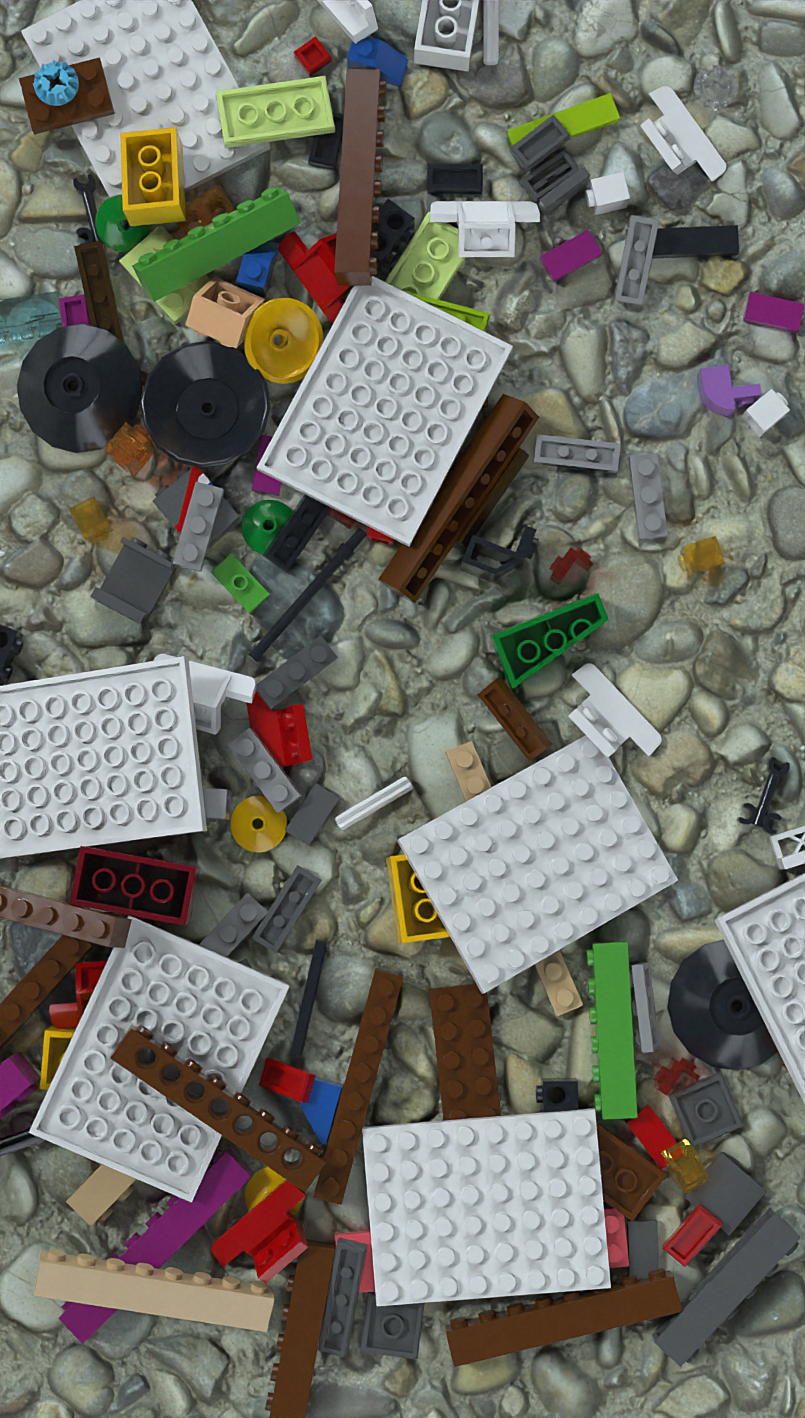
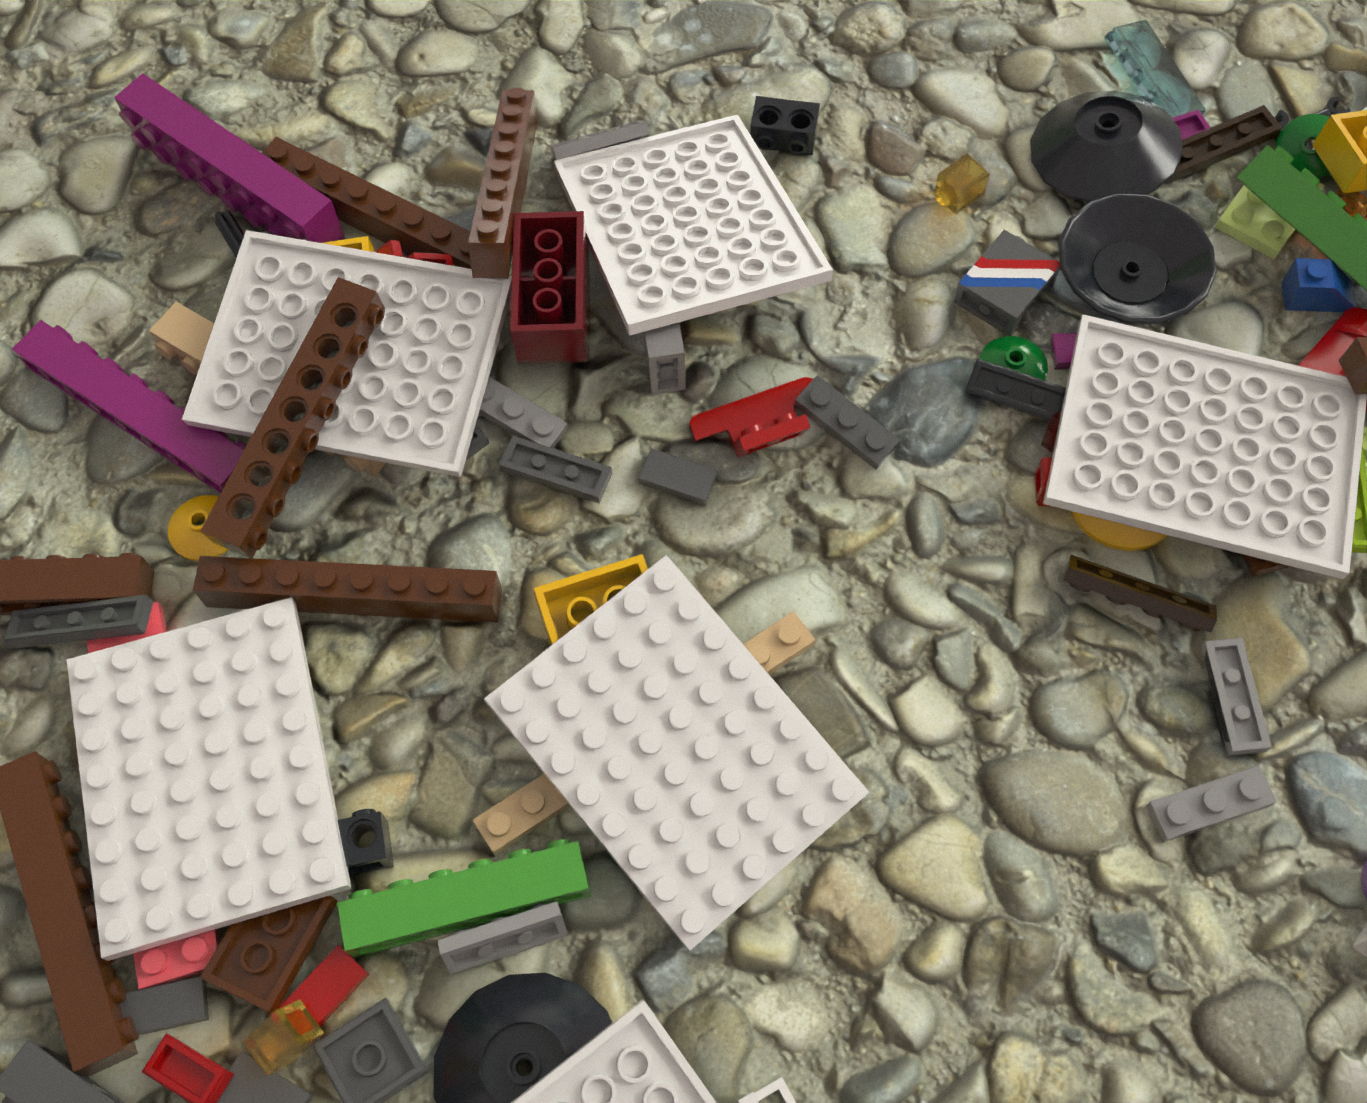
camera: 80 degrees right, 20 degrees down
(130, 448) = (1055, 196): clear orange brick -> none
(135, 581) = (903, 243): dark grey panel -> none
(153, 1290) = (73, 405): tan brick -> none
(198, 526) = (990, 276): light grey plate -> none
(210, 689) = (800, 321): white plate -> none
(222, 311) = (1253, 254): light nougat brick -> none
(240, 583) = (935, 347): bright green plate -> none
(257, 839) = (662, 434): yellow dish -> none
(264, 770) = (718, 411): light grey plate -> none
(266, 1233) = (154, 521): red plate -> none
(287, 1080) = (344, 505): red tile -> none
(298, 342) = (1261, 300): yellow dish -> none
(309, 997) = (451, 512): black tile -> none
(322, 1106) = (320, 543): blue slope -> none
(343, 553) = (1008, 448): black bar -> none
(373, 803) = (707, 542): white axle -> none
(392, 1328) = (39, 697): dark grey tile -> none
(460, 497) = (1129, 559): reddish brown brick -> none
(464, 1052) = (406, 714): reddish brown plate -> none
(510, 558) = (1075, 641): black piece -> none
(514, 719) = (858, 686): reddish brown plate -> none
(539, 640) = (977, 697): green wedge -> none
(562, 565) = (1081, 708): clear red bracket -> none
(609, 716) = (894, 810): white plate -> none
(668, 1076) = (410, 989): clear red bracket -> none
(700, 556) = (1154, 889): clear yellow brick -> none
(759, 816) = (807, 1056): black bar -> none

